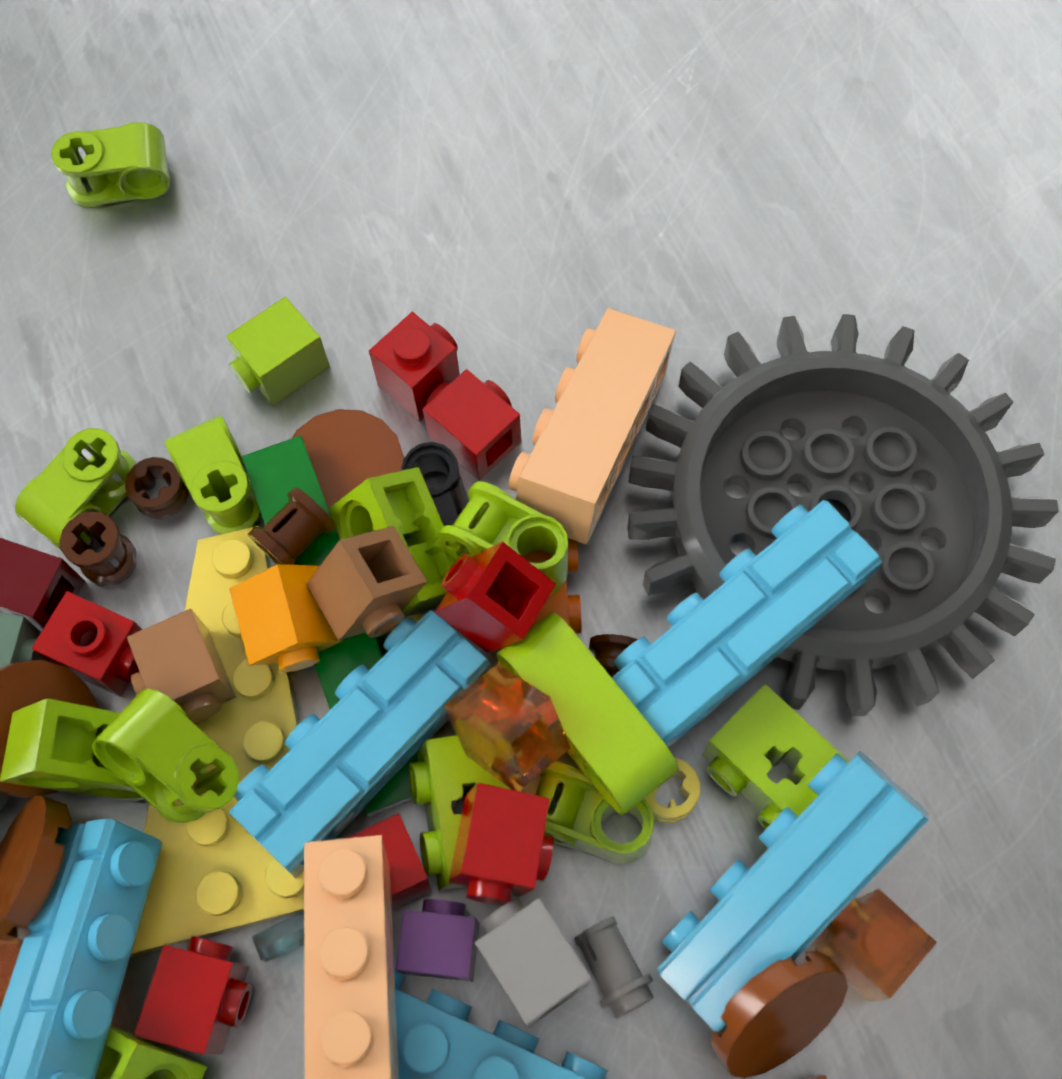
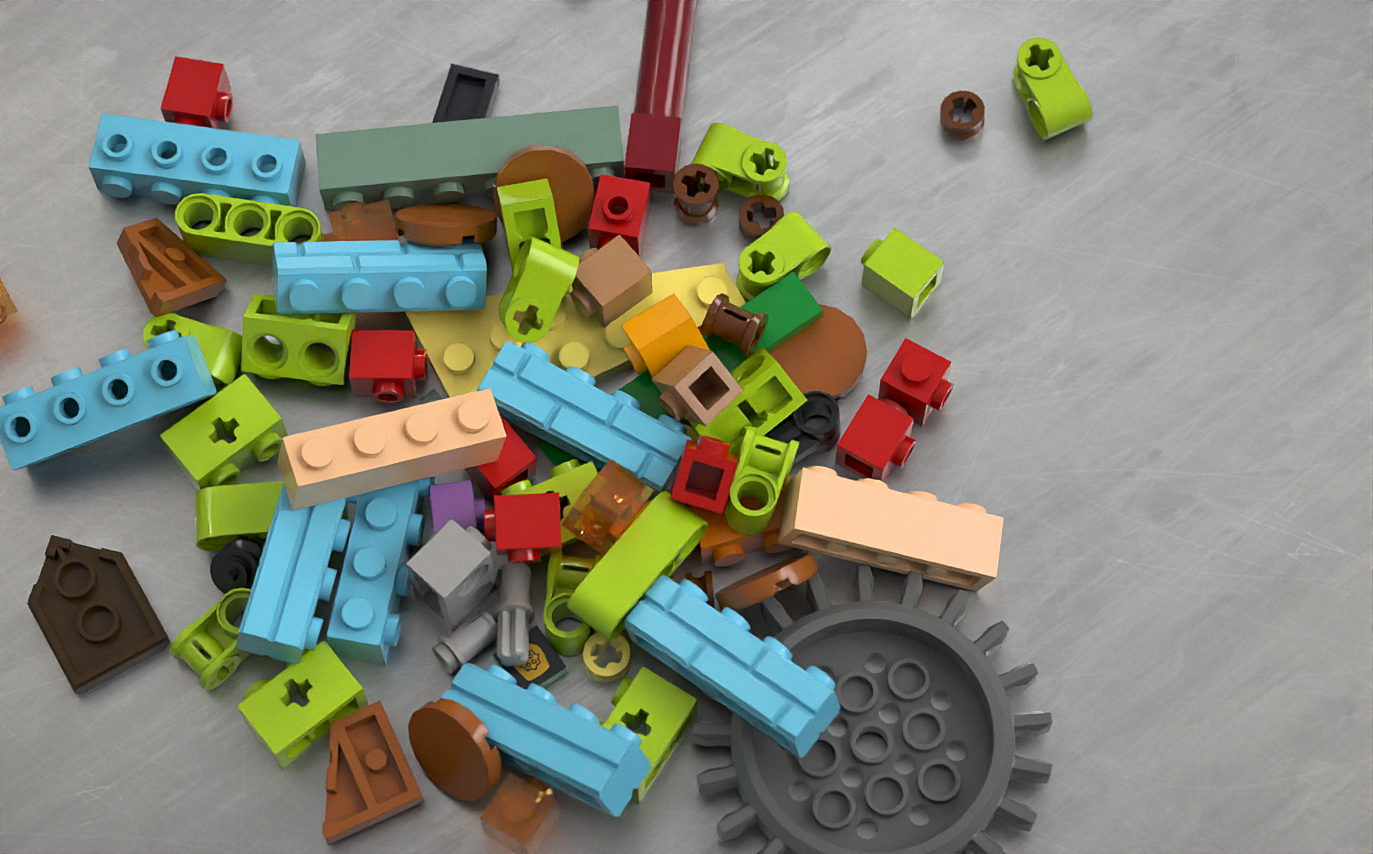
camera: 75 degrees right, 0 degrees up
(101, 242) = (964, 100): none -> reddish brown bush
(600, 897) = (513, 613): none -> light grey axle
(629, 571) = (767, 582): none -> dark orange tile
(656, 890) = (542, 666): none -> black tile

